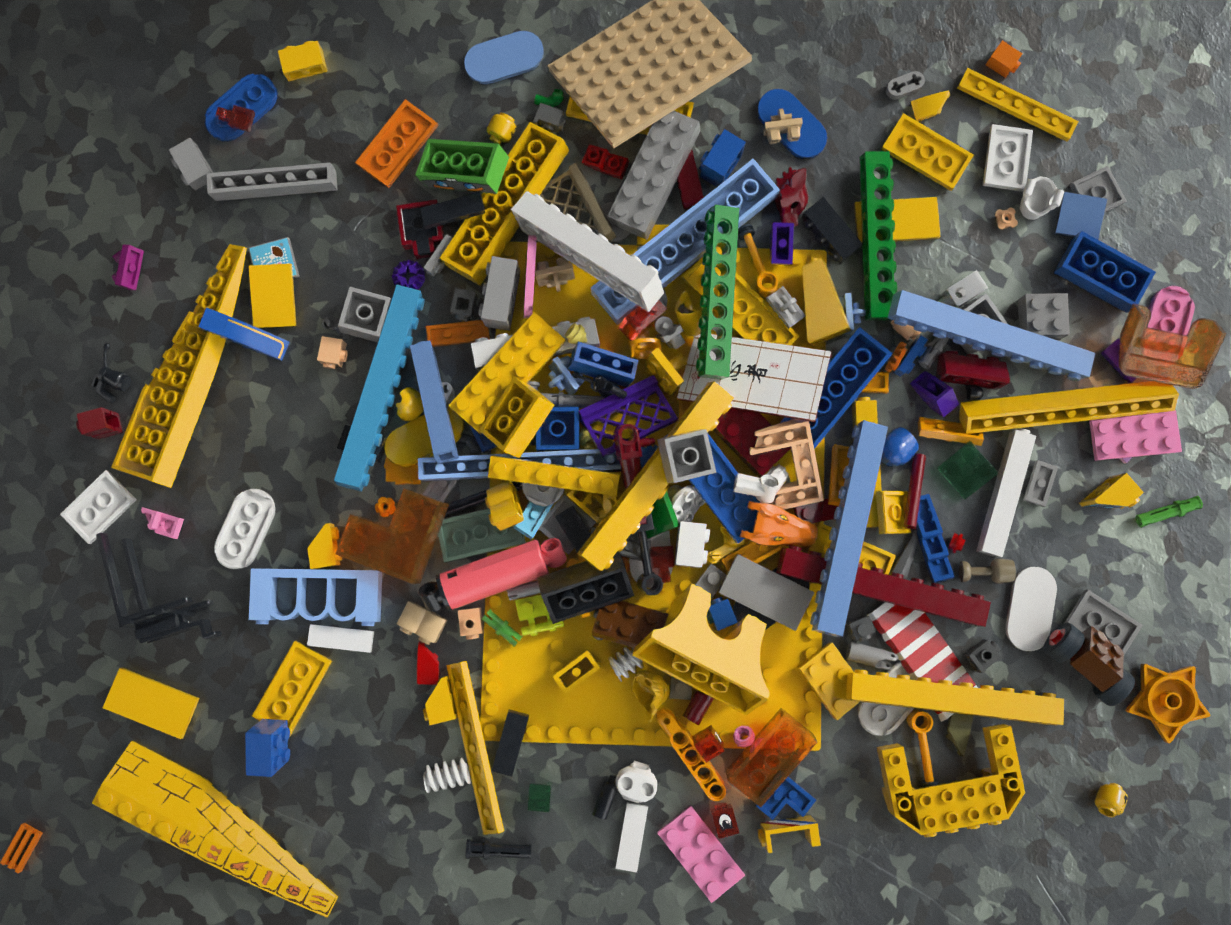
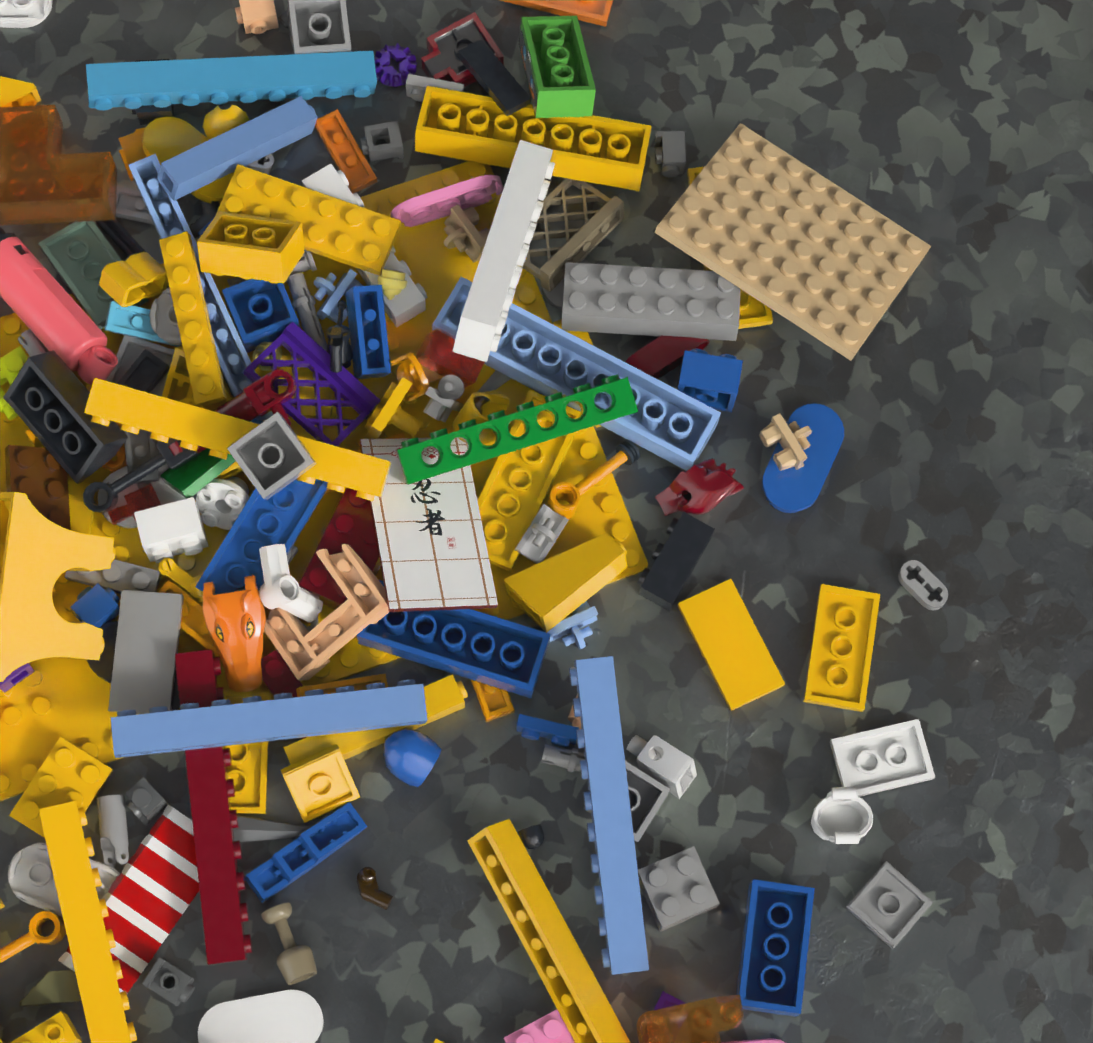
camera: 60 degrees right, 10 degrees down
(390, 506) = (82, 142): light orange plate -> none
(500, 293) = (408, 172): light grey brick -> none
(501, 128) = (632, 99): yellow head -> none
(504, 57) = (730, 70): medium blue tile -> none
(553, 100) = (696, 147): green arm -> none
(605, 162) = (646, 243): red slope -> none
(781, 243) = (627, 499): dark purple slope -> none
(882, 163) = (786, 571): green brick -> none
(896, 357) = (536, 707): orange gear -> none
(914, 491) = (361, 802): dark red piece -> none
(929, 105) = (908, 627): yellow slope -> none
(935, 393) = (508, 781): dark purple slope -> none
(947, 431) = (462, 817): light orange plate -> none
(956, 543) = (313, 888): red plate -> none
(967, 470) = (419, 863): clear green plate -> none
(969, 508) = (369, 888): none -> dark brown arm
(972, 370) = (560, 816): dark red slope -> none
(1000, 220) = (787, 788): light nougat plate -> none
(1004, 59) = (1018, 702): orange brick -> none
(1006, 493) = (408, 930): white brick -> none
(1017, 104) = (963, 745): yellow plate -> none
(1040, 483) = (441, 974): light grey plate -> none
(1080, 214) = (843, 889): medium blue tile -> none

